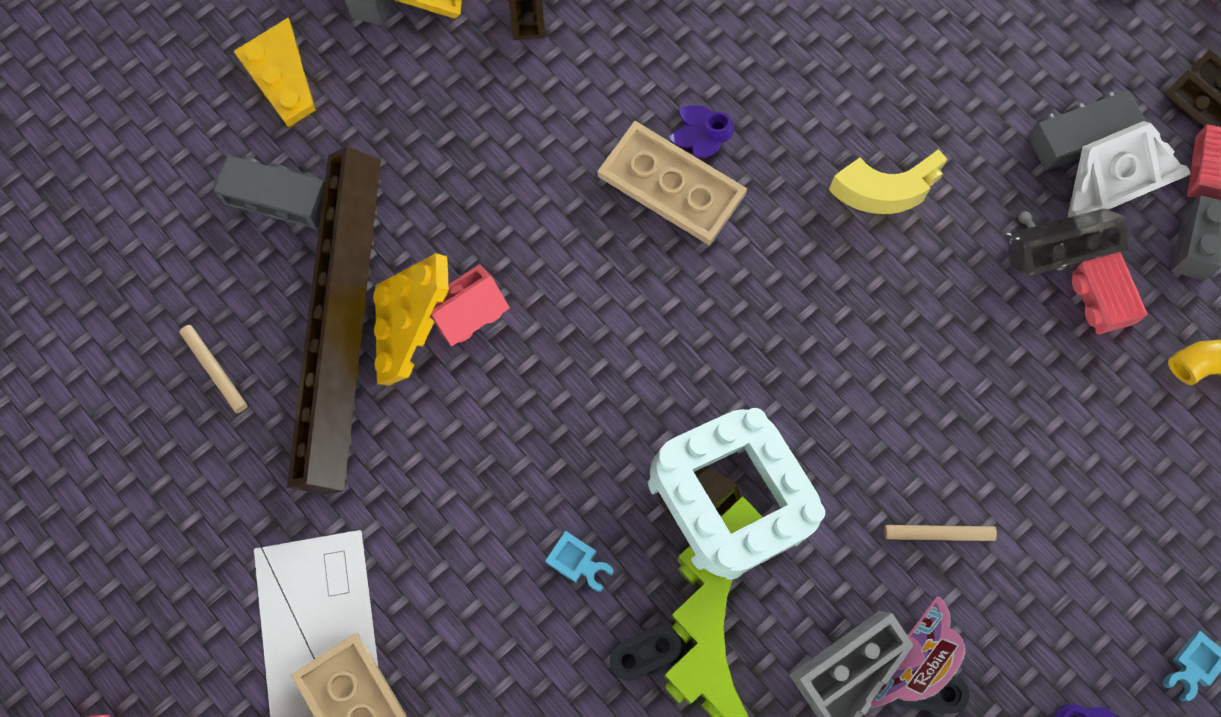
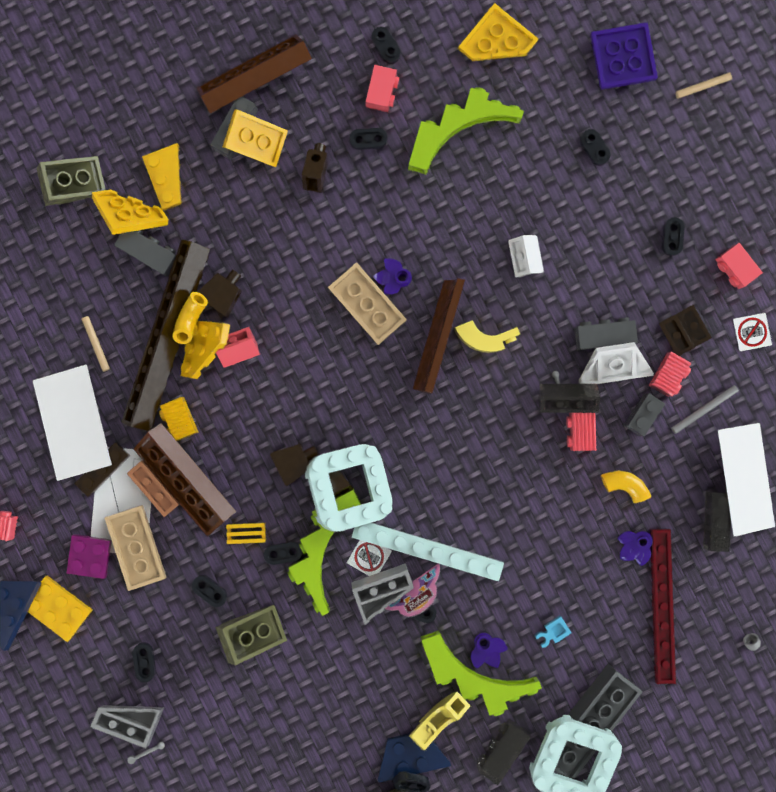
camera: 10 degrees right, 15 degrees up
(117, 114) = (70, 179): none -> olive slope
(196, 518) = (72, 422): none -> white sticker
(230, 139) = (127, 213): none -> yellow plate
(268, 588) = (92, 480): none -> dark brown plate
(370, 272) = (188, 317): none -> yellow cylinder
(372, 597) = (153, 488): none -> nougat plate
(390, 457) = (178, 418): none -> yellow brick
(415, 224) = (222, 292): none -> dark brown torso
(427, 563) = (184, 479): none -> reddish brown arch
(558, 622) = (246, 533): none -> yellow tile
(574, 559) = (259, 497): medium azure plate -> none
(618, 478) = (293, 462): none -> dark brown torso
(805, 618) = (369, 557): none -> clear sticker
(811, 201) = (438, 335): none -> reddish brown arch
(908, 45) = (525, 255): none -> white panel
(912, 575) = (429, 550): none -> light aqua plate
(926, 532) = (450, 532): tan bar -> none

